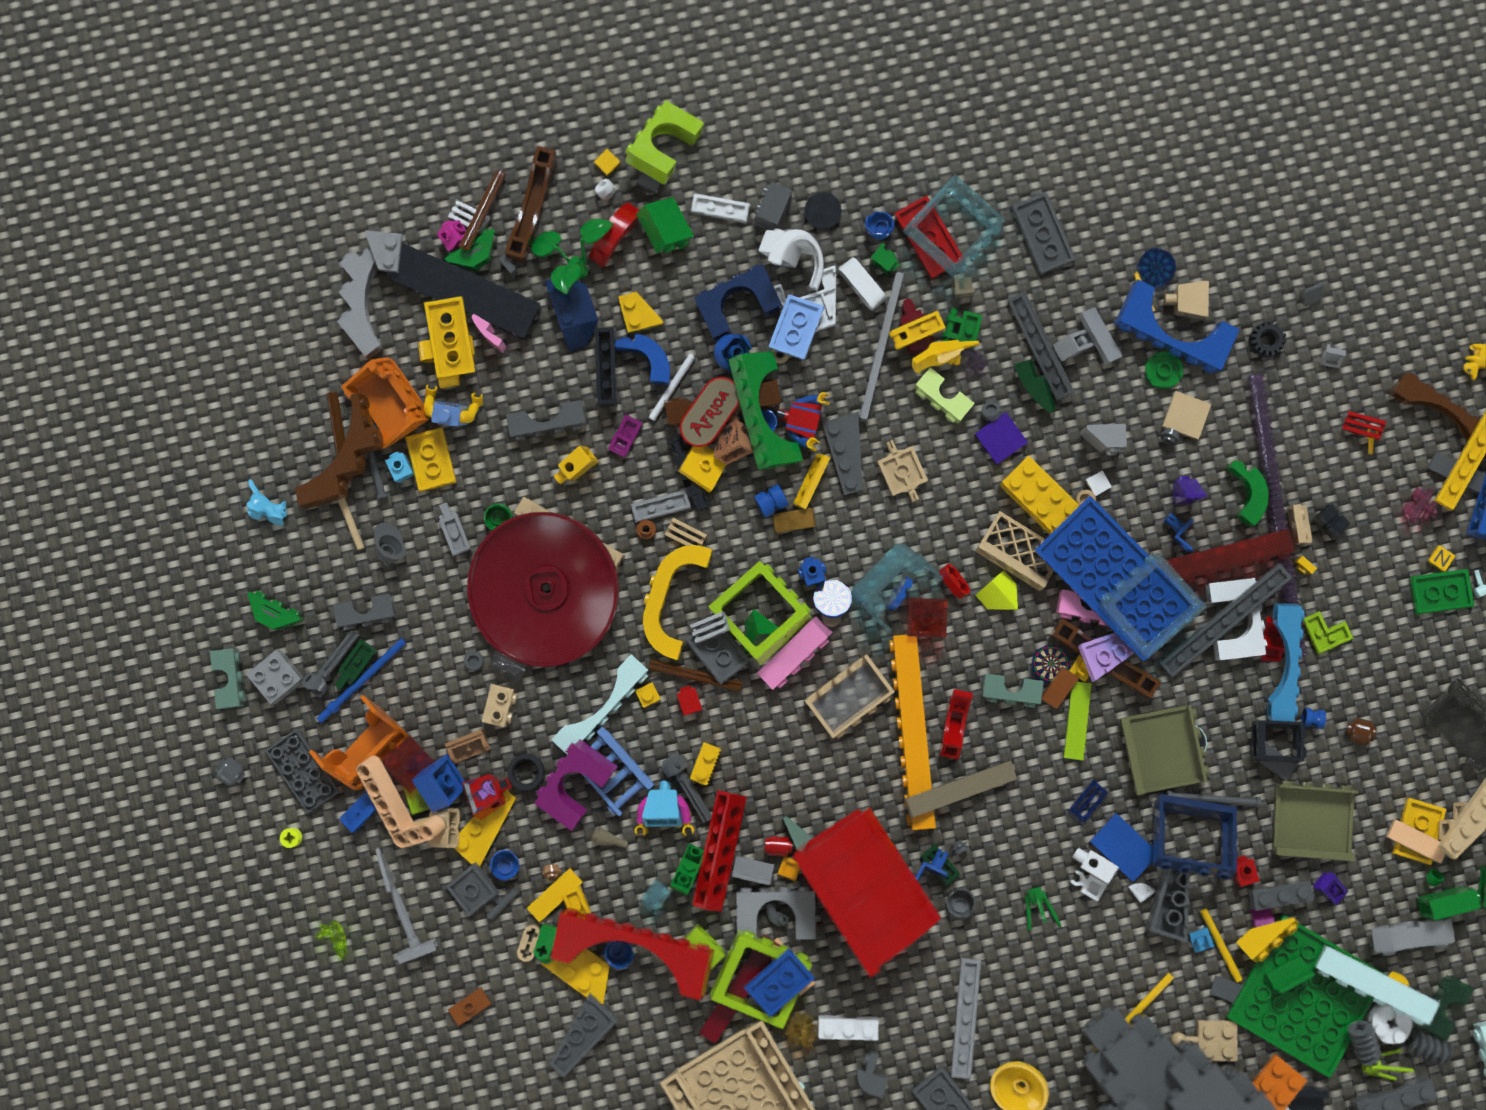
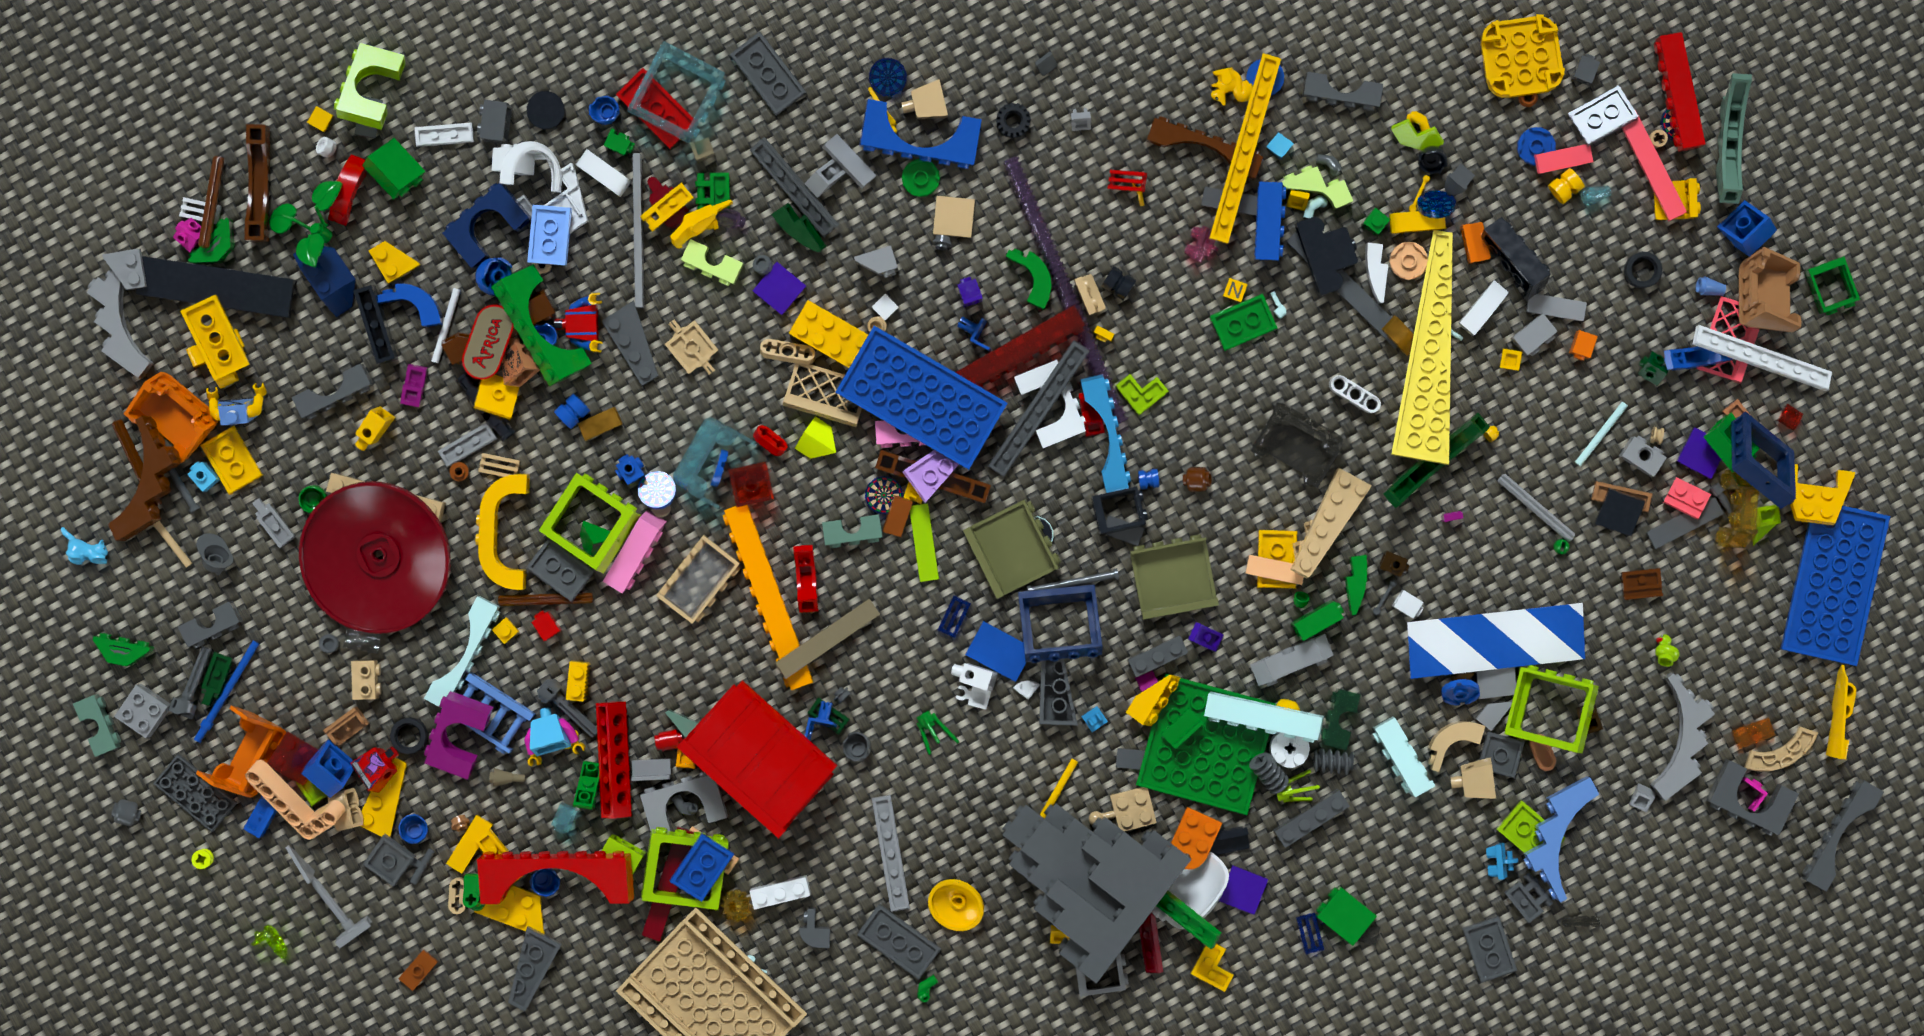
camera: 20 degrees left, 5 degrees up
(487, 331) = (250, 322): bright pink slope -> none
(508, 265) = (252, 249): dark grey tile -> none
(697, 632) = (535, 557): light grey tile -> none
(811, 481) = (605, 381): yellow tile -> none
(1008, 502) = (783, 345): none -> tan beam
(1109, 601) = (928, 404): clear light blue piece -> none
(1221, 945) = (1114, 718): yellow bar -> none
(1246, 871) = (1118, 642): red brick -> none

